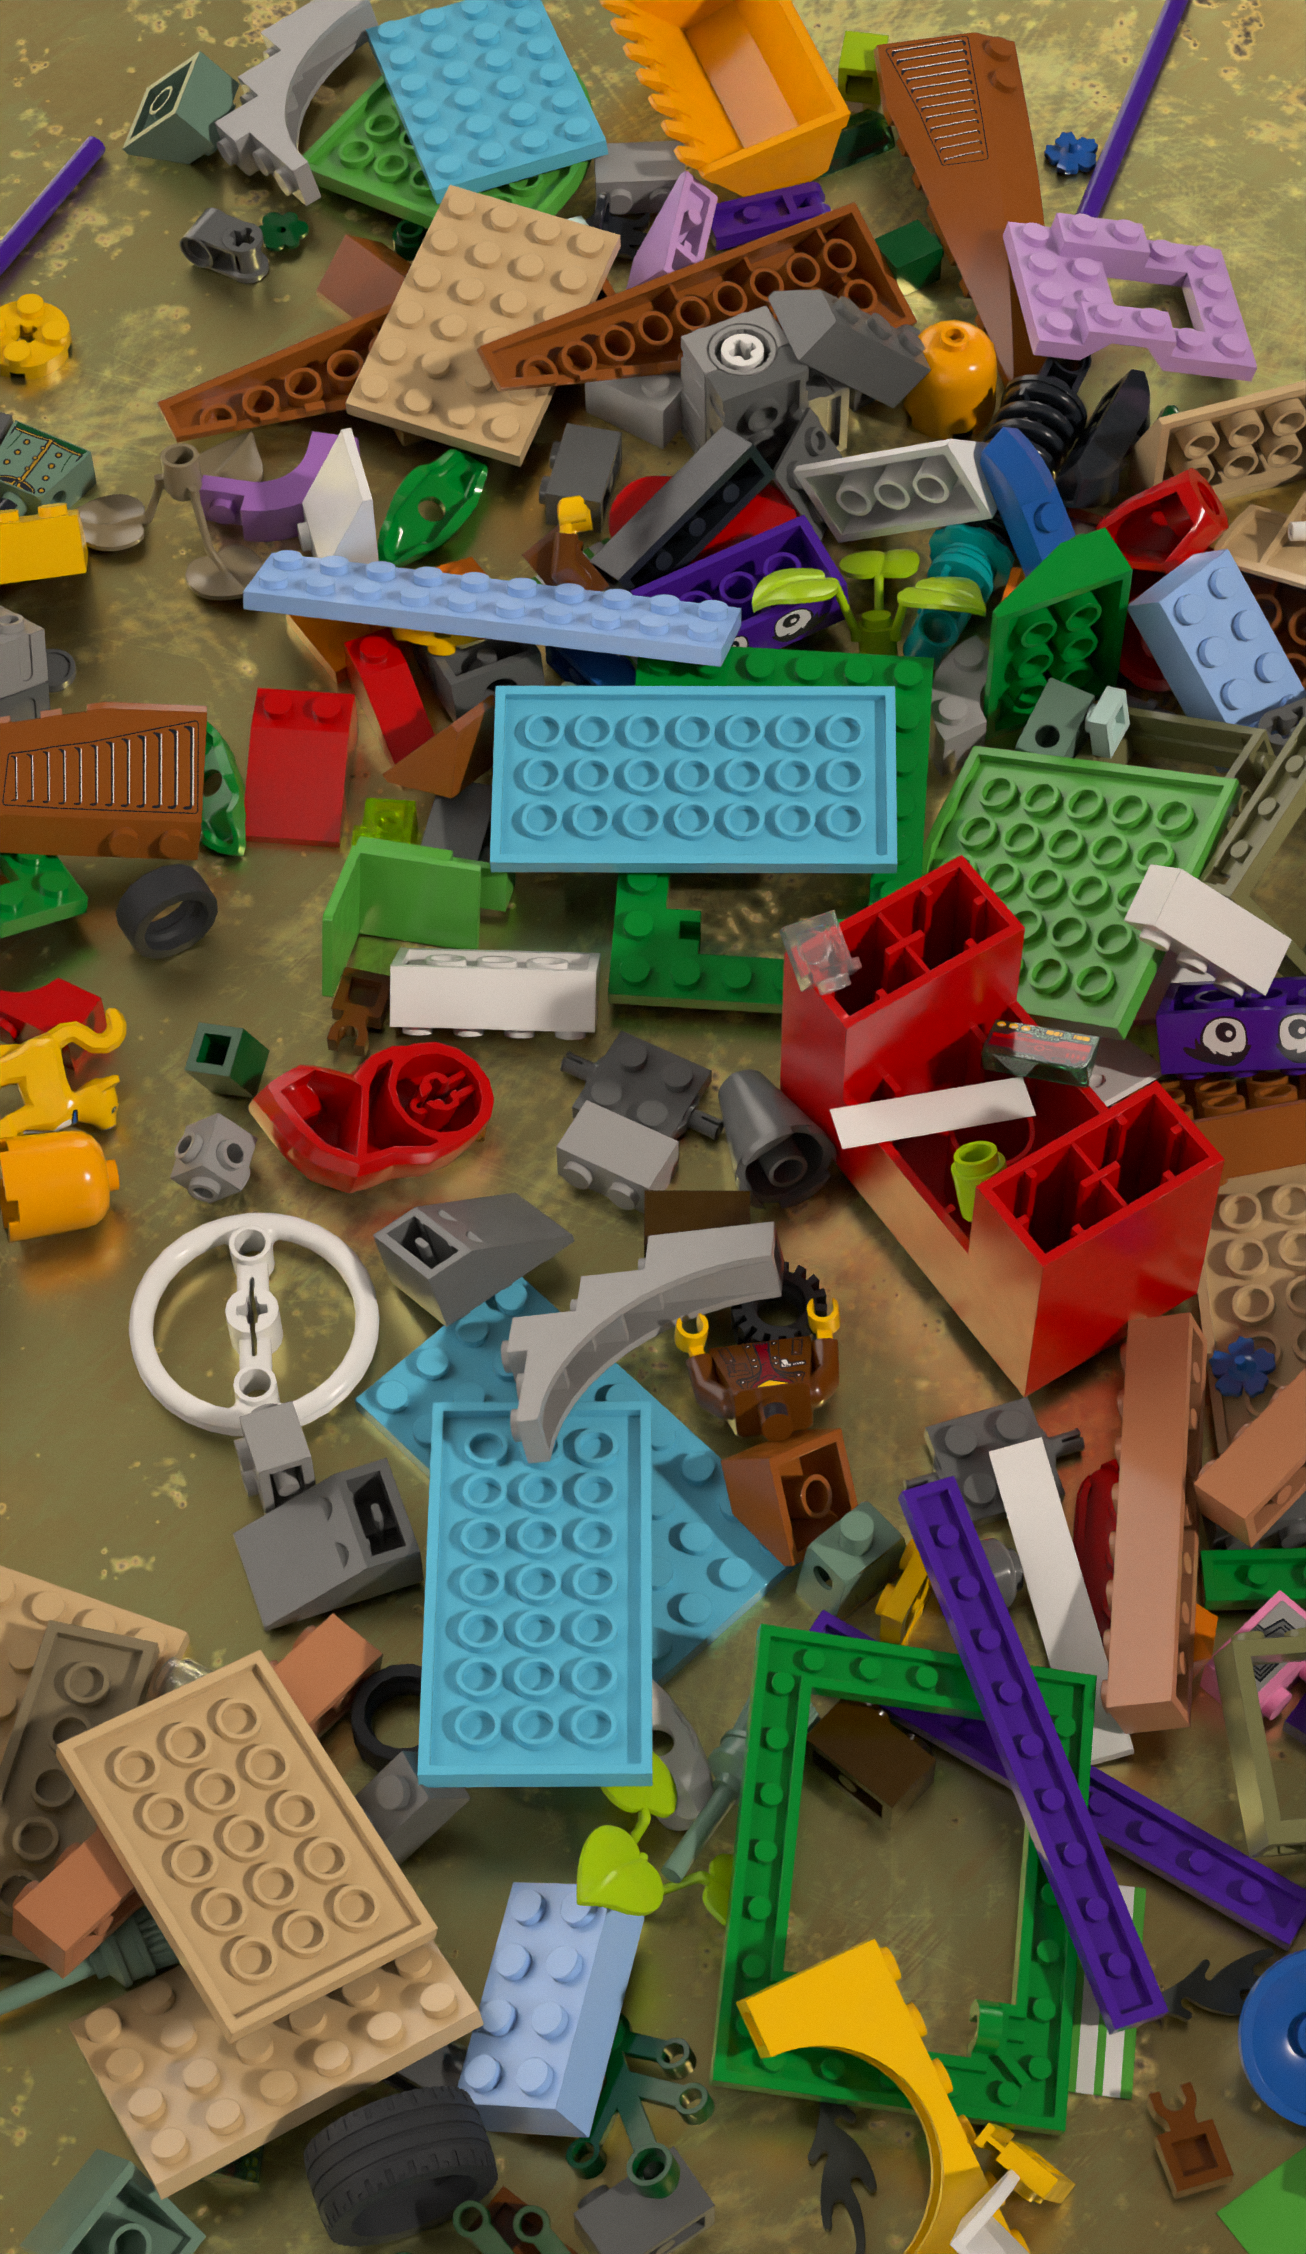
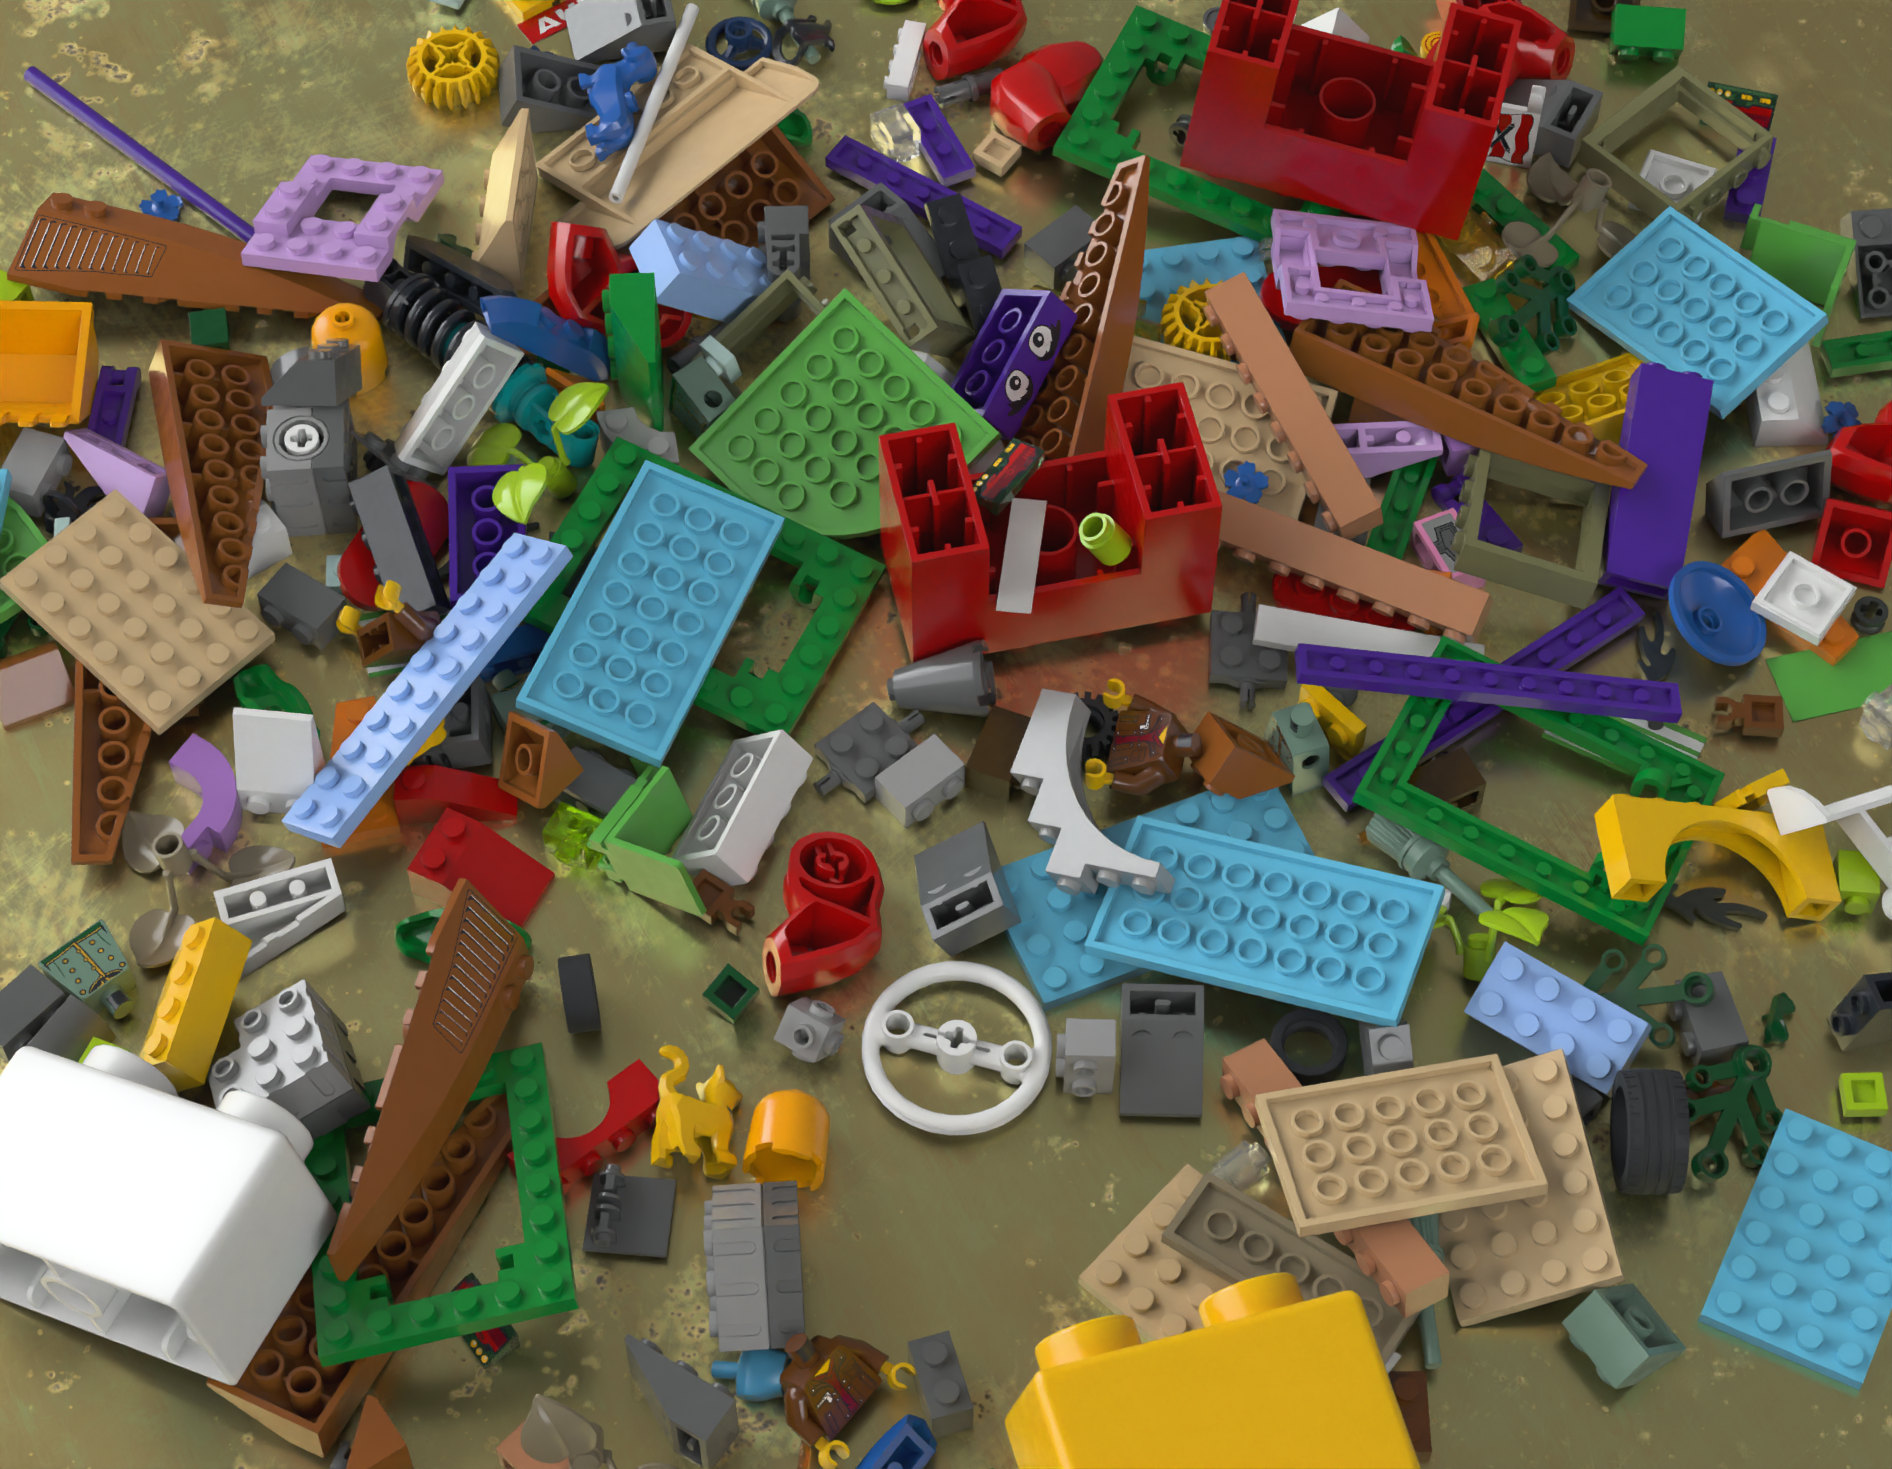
camera: 70 degrees left, 0 degrees up
(162, 600) = (281, 909): none -> white wedge
(819, 953) = (935, 536): clear bracket -> none
(1206, 931) = (954, 352): white brick -> none

